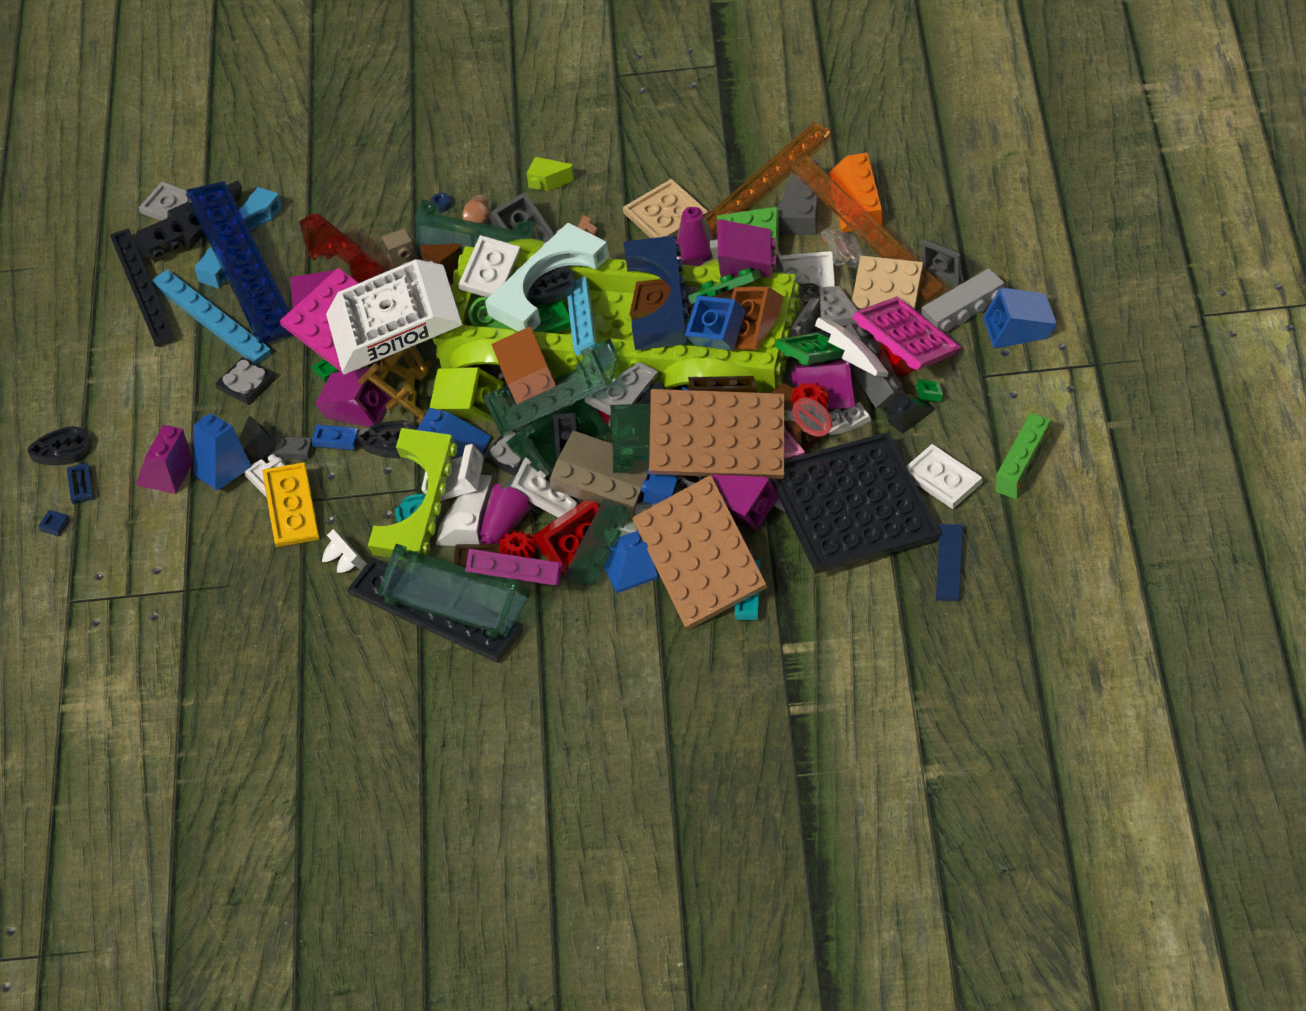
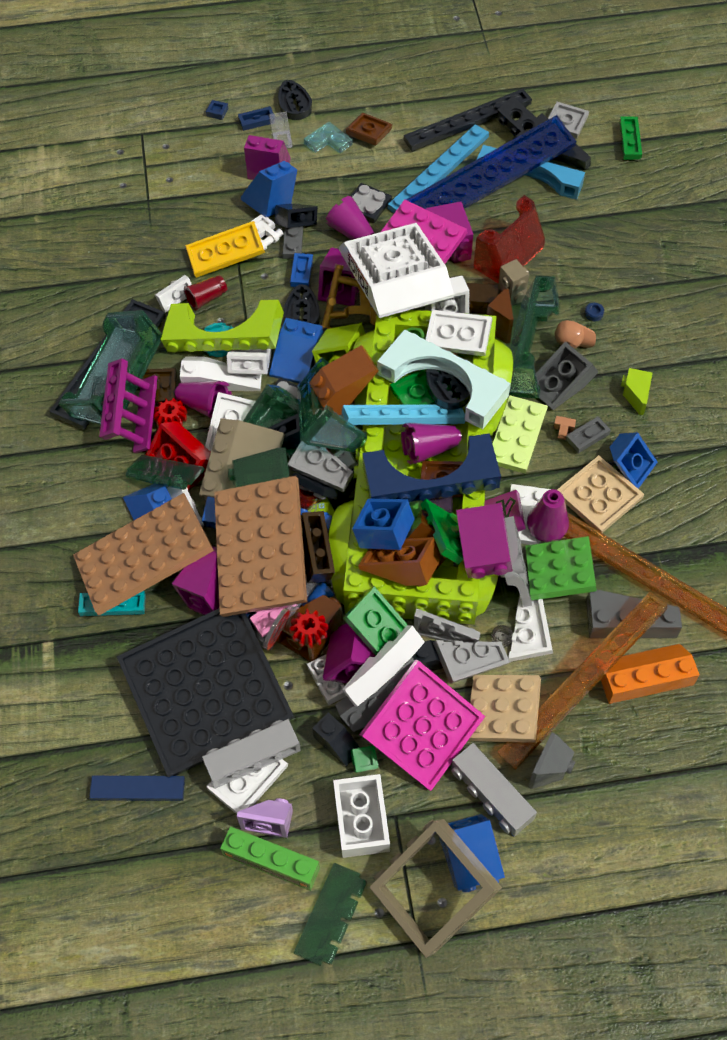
camera: 80 degrees right, 10 degrees up
(116, 455) = (280, 128): none -> clear slope
(130, 413) = (327, 135): none -> clear light blue plate
(131, 375) = (369, 129): none -> reddish brown tile
(208, 153) = (630, 138): none -> green plate
(279, 387) = (349, 219): none -> magenta cone
(352, 522) = (205, 291): none -> dark red plant
(598, 215) = (588, 434): none -> dark grey plate
(611, 308) = (428, 440): none -> magenta cone
(625, 184) = (633, 457): none -> blue slope
(846, 243) = (559, 670): clear plate -> none
(925, 462) = (251, 753): none -> light grey brick
(985, 453) = (267, 818): none -> lavender slope
(986, 388) = (361, 816): none -> white brick
(1078, 424) = (325, 920): none -> clear green windscreen
(1083, 317) = (468, 859): none -> dark tan window

